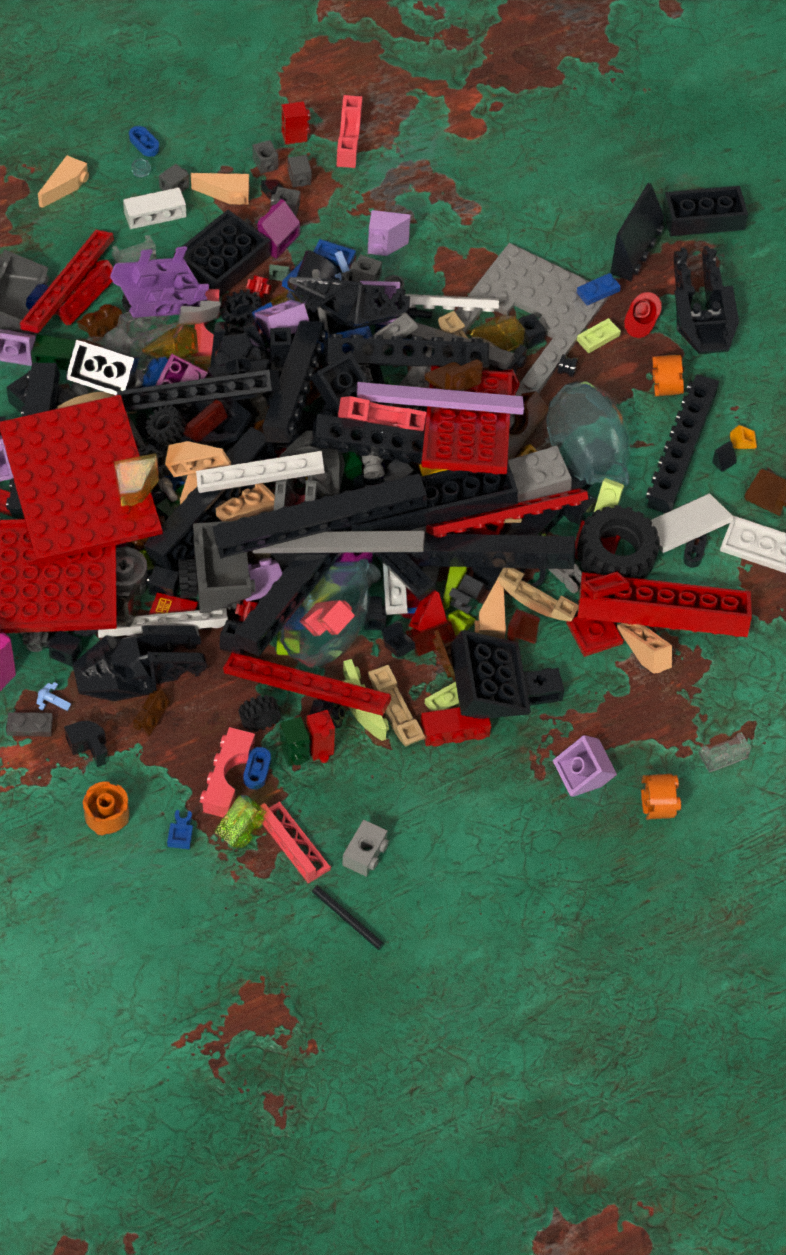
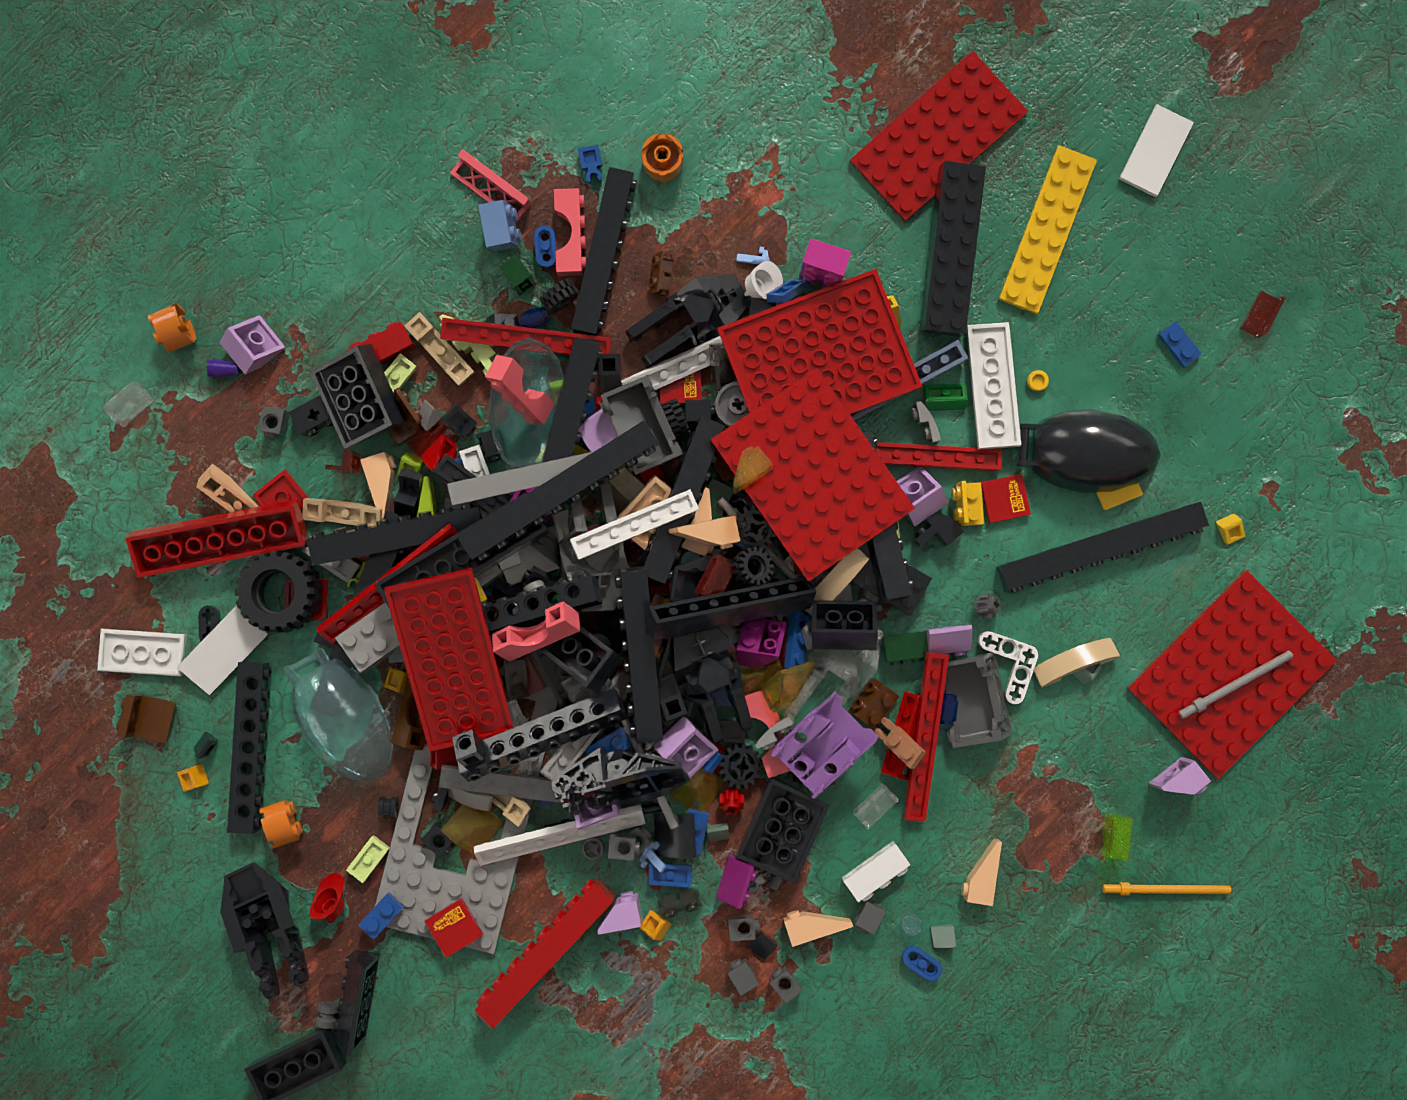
camera: 170 degrees right, 30 degrees up
(29, 724) = (765, 227): flat silver plate -> none
(34, 650) = (787, 291): none -> blue plate
(54, 668) = (763, 280): none -> white piece
(87, 736) = (706, 227): black brick -> none
(92, 281) = (901, 743): none -> nougat hinge
(116, 154) = (943, 936): none -> sand green slope
(198, 747) = (603, 252): none -> black brick
(241, 821) = (538, 179): clear neon green brick -> none
(293, 706) = (534, 318): none -> clear blue brick
(294, 787) = (500, 226): none -> medium blue brick
(295, 122) = (768, 1038): red brick -> none
(321, 735) = (494, 285): red brick -> none
(341, 233) = (672, 906): none -> clear smoke hinge
(347, 917) = (420, 131): black bar -> none
(349, 131) = (707, 1049): coral arch -> none
(360, 226) = (655, 925): none -> light orange slope
(366, 836) = (426, 209): light grey brick -> none
(427, 654) = (429, 415): none -> light grey slope
(440, 398) = (483, 670): lavender tile -> none
(455, 376) = (481, 711): reddish brown bracket -> none
(461, 226) = (545, 952): none -> red brick
(536, 264) = (454, 927): none -> red tile
(580, 700) = (268, 415): none -> dark grey brick
(605, 585) = (273, 529): red tile -> none
(609, 494) = (301, 643): yellowish green plate -> none
(622, 755) = (219, 368): none -> dark purple cone
(668, 240) = (326, 1015): none -> dark grey wheel

